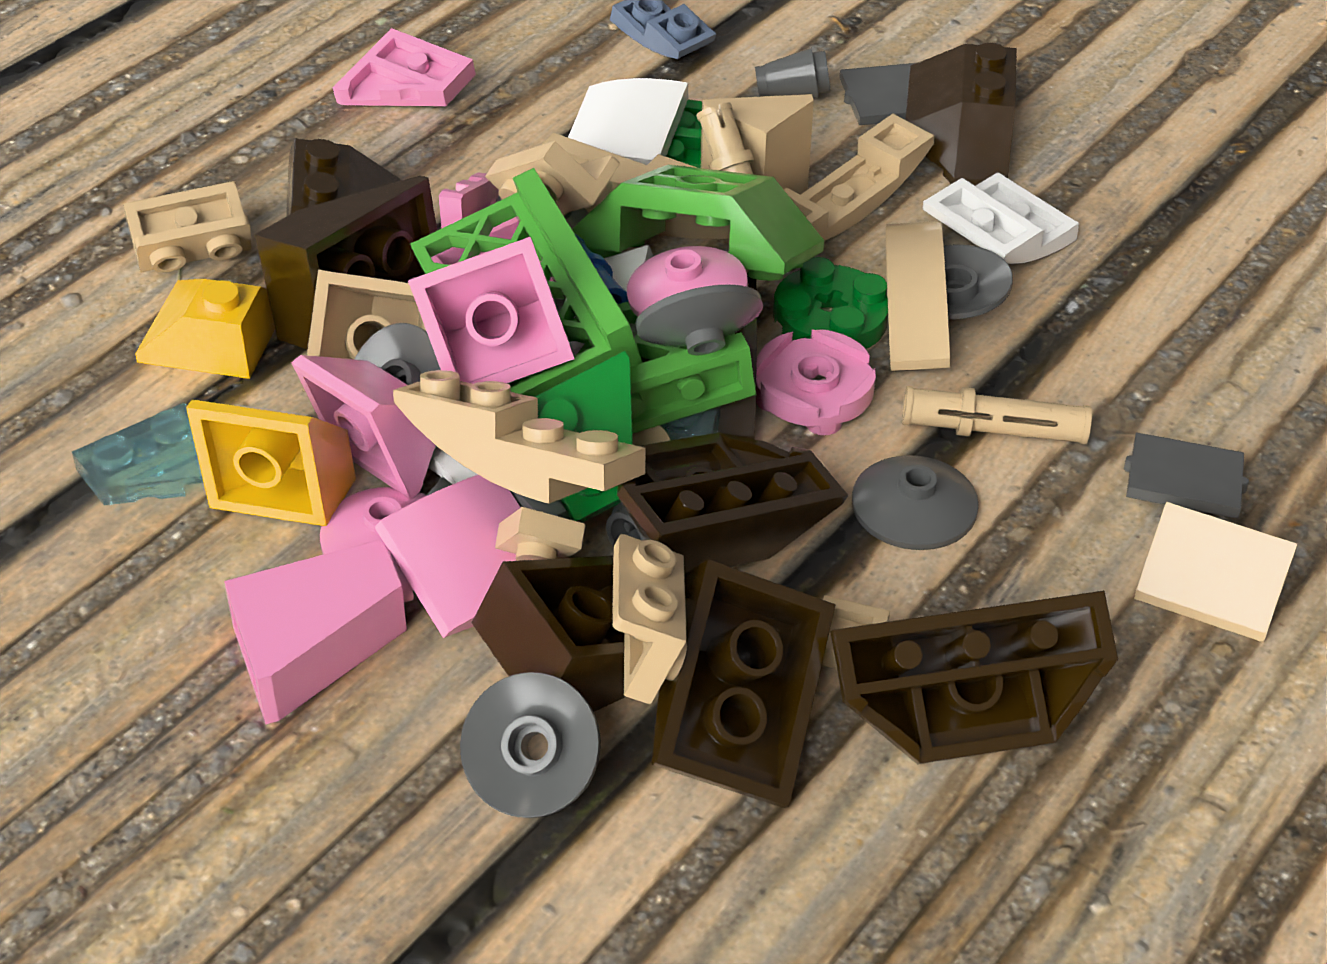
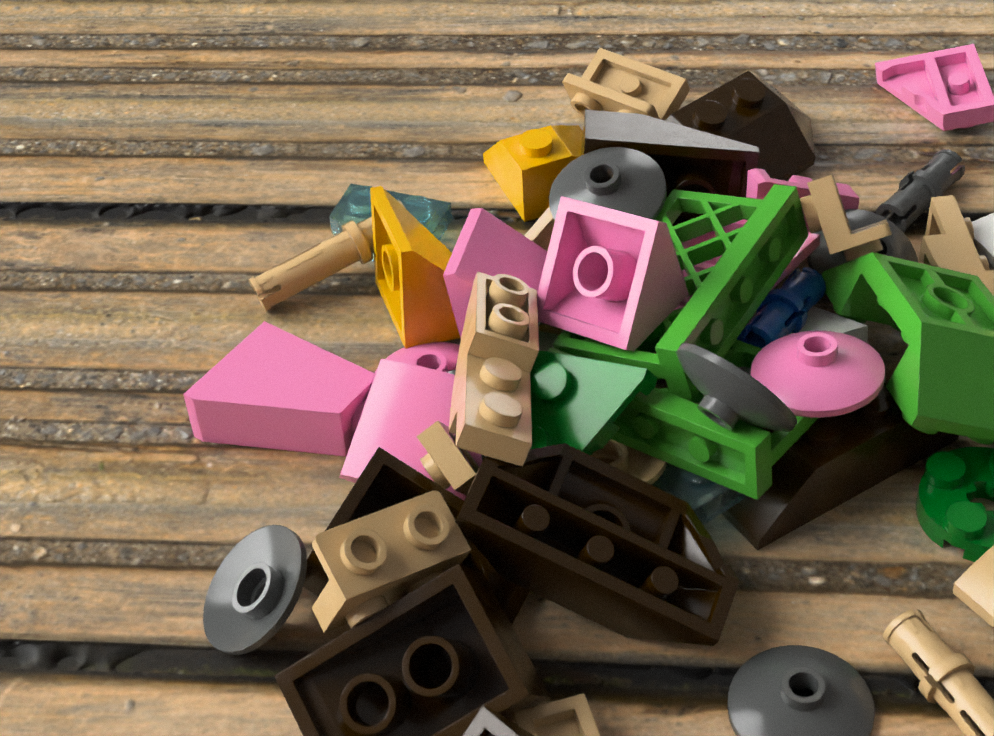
camera: 60 degrees right, 0 degrees up
(172, 486) = (316, 263): none -> tan pin
(368, 298) = (613, 179): none -> dark grey dish
(496, 137) = (918, 188): none -> dark grey pin
(820, 405) = (865, 572): bright pink plate -> none

